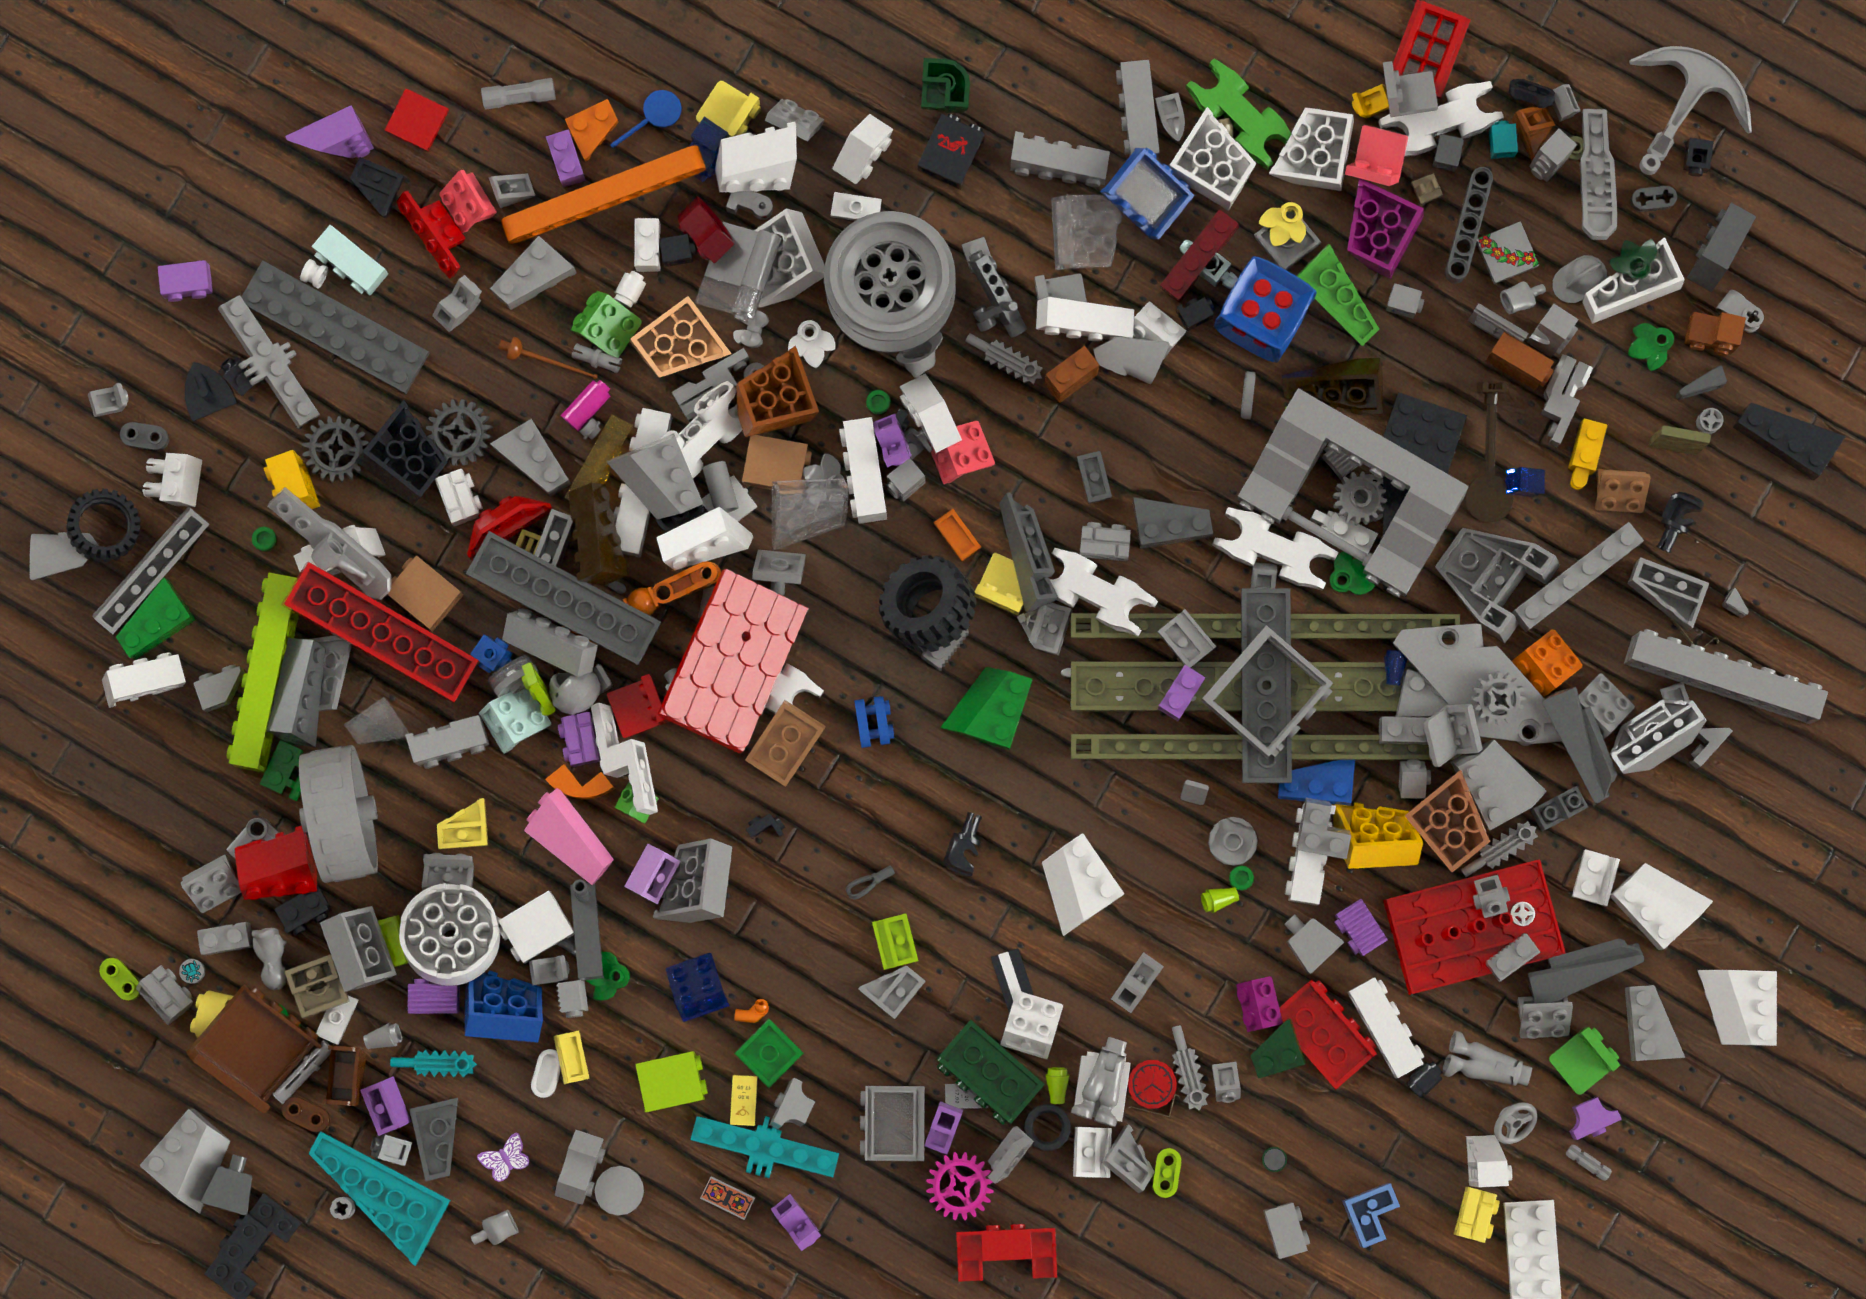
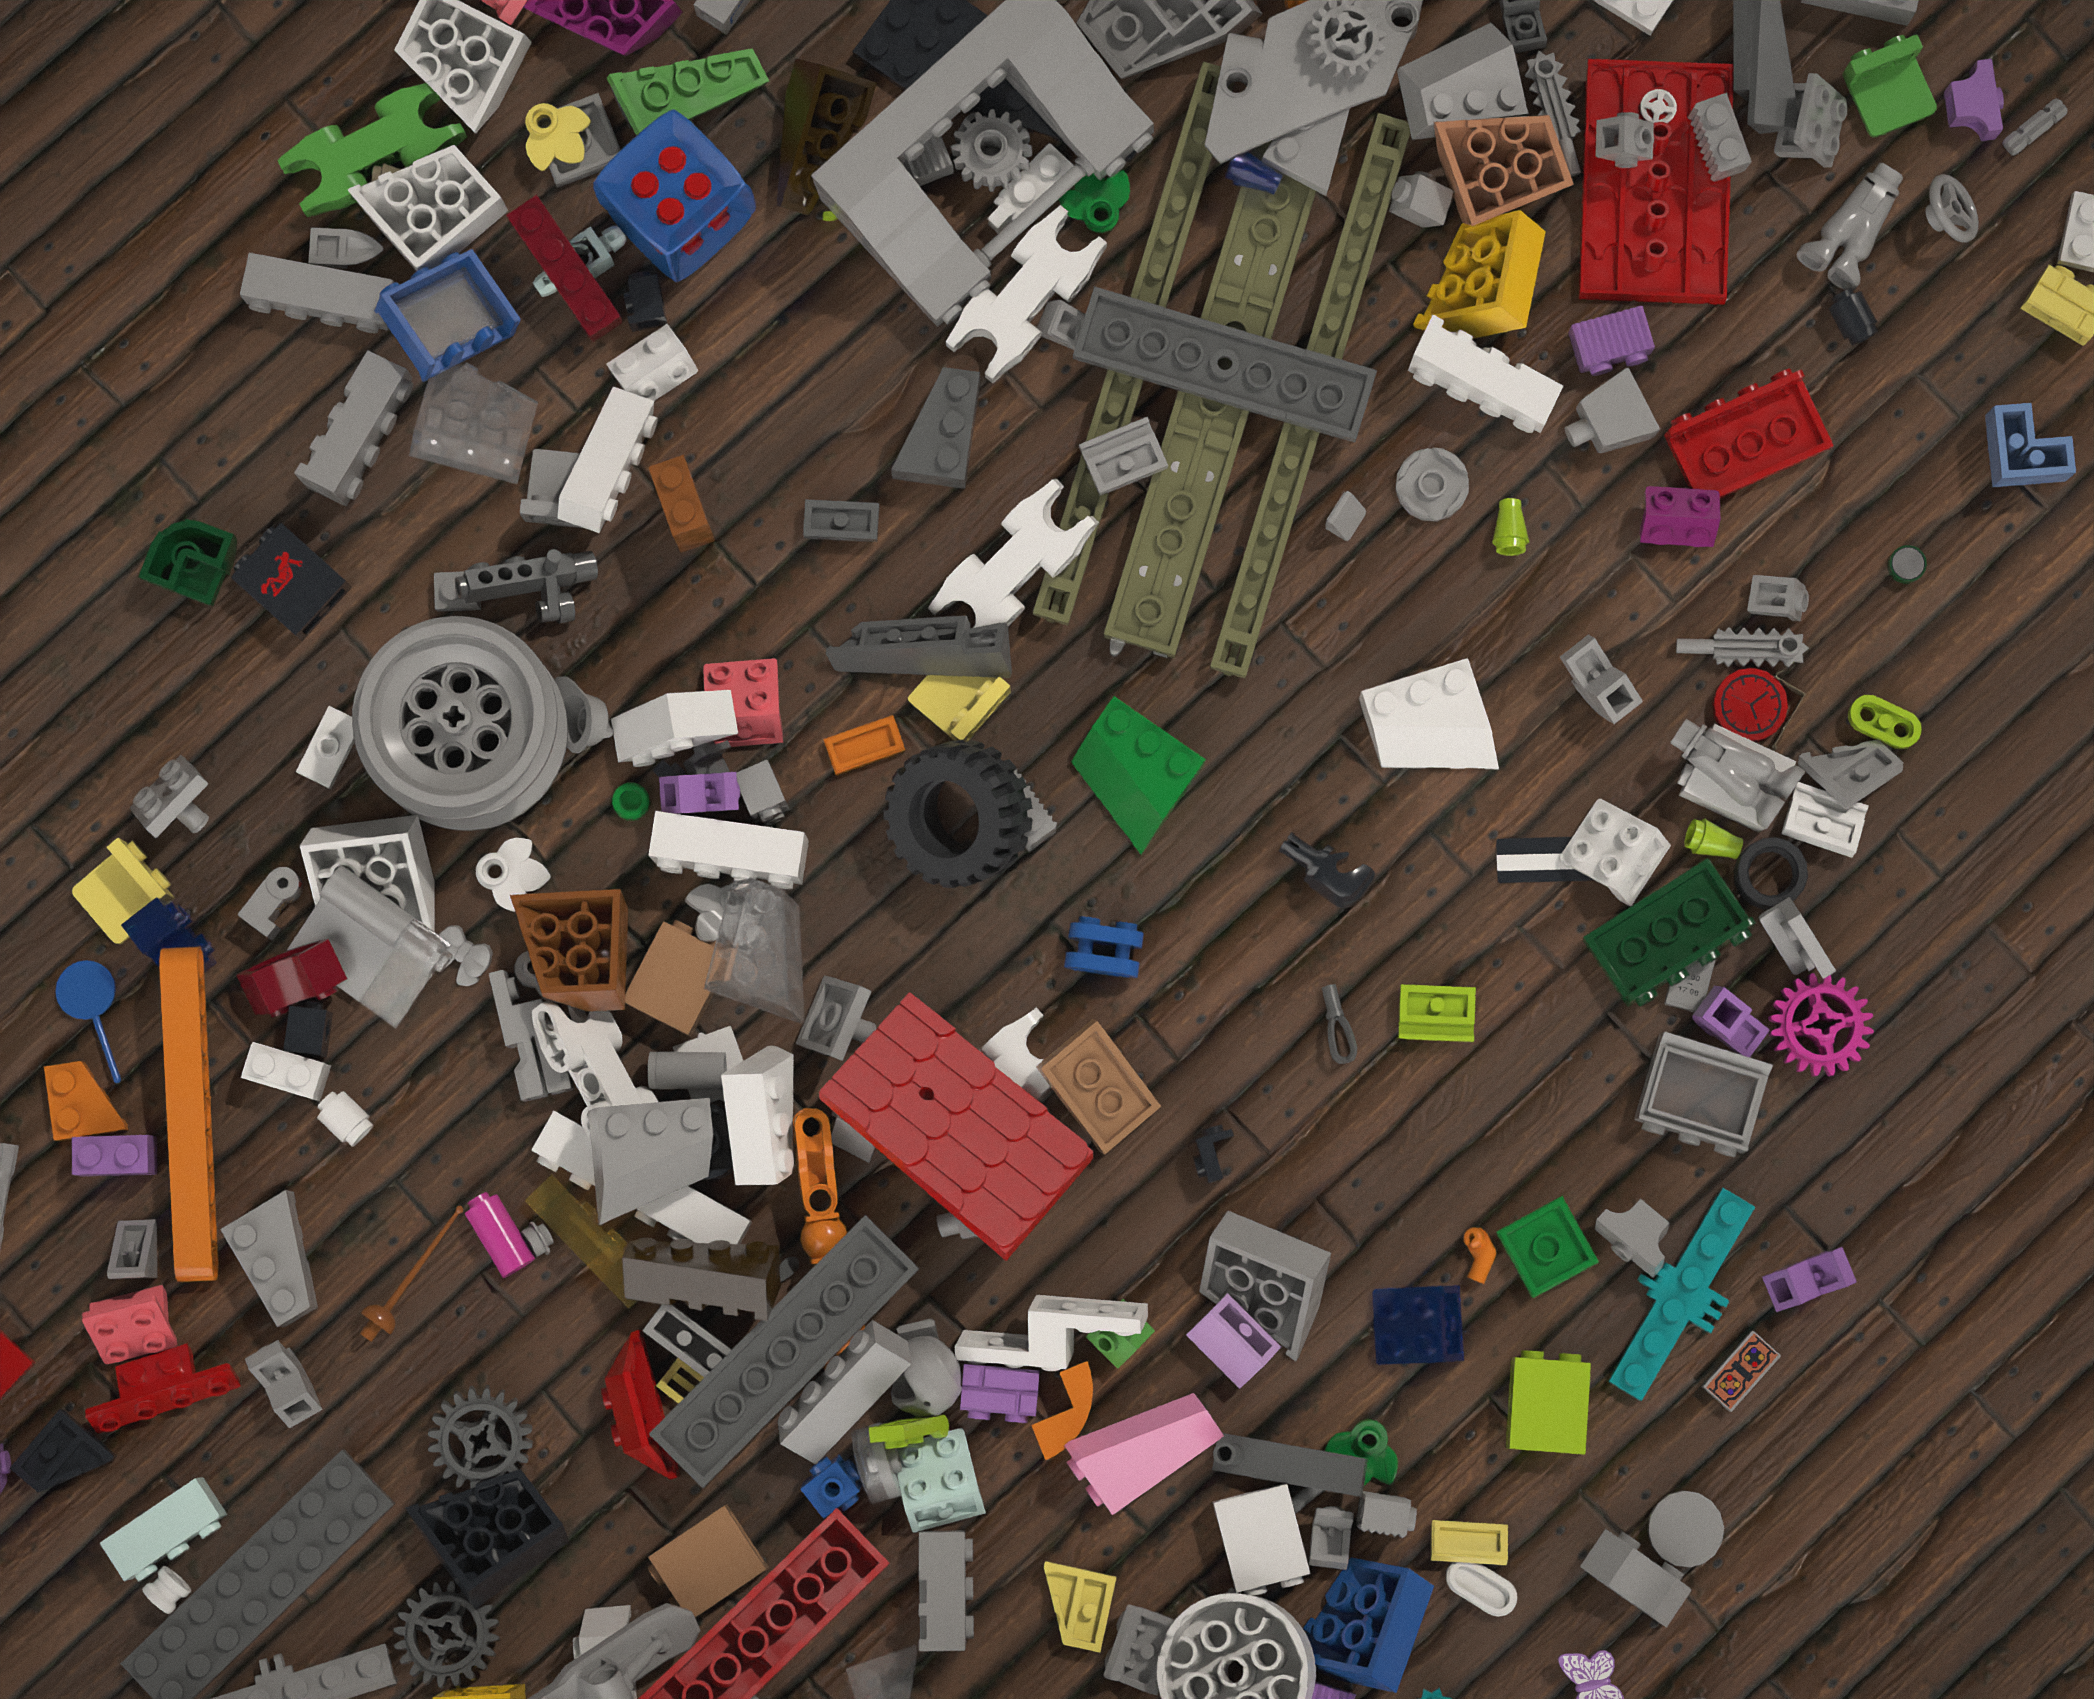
camera: 75 degrees left, 0 degrees up
(458, 497) = (578, 1467): white brick -> none
(531, 455) = (552, 1337): light grey wedge -> none
(596, 358) = (432, 1198): light grey pin -> none
(606, 324) = (385, 1168): bright green bracket -> none
(636, 707) = (976, 1291): red bracket -> none
(678, 340) = (447, 1066): light nougat wedge -> none
(743, 1100) = (1605, 1305): light yellow tile -> none
(757, 161) = (213, 866): white wedge -> none
(862, 148) = (242, 706): white brick -> none
(893, 990) = (1507, 1036): light grey wing -> none
(1006, 358) = (634, 586): light grey piece -> none
(1006, 1244) = (1926, 984): red bracket -> none
(1046, 626) = (1040, 655): light grey slope -> none
(1105, 542) = (942, 534): light grey brick -> none
(1132, 357) = (683, 408): light grey panel -> none
(1181, 693) = (1200, 486): medium lavender brick -> none
(1241, 878) = (1488, 488): green tile -> none
(1248, 392) = (790, 264): light grey tile -> none
(1278, 1052) = (1757, 509): dark green wing -> none
(1286, 1230) = (2014, 577): light grey brick -> none
(1305, 712) = (1281, 316): light grey window -> none
(1317, 836) = (1469, 351): light grey brick -> none
(1322, 782) = (1387, 331): blue wing -> none
(1385, 1027) = (1765, 347): white brick -> none
(1402, 730) = (1350, 186): light grey brick -> none
(1451, 733) = (1375, 117): light grey bracket -> none
(1487, 1162) = (2004, 262): white wedge -> none

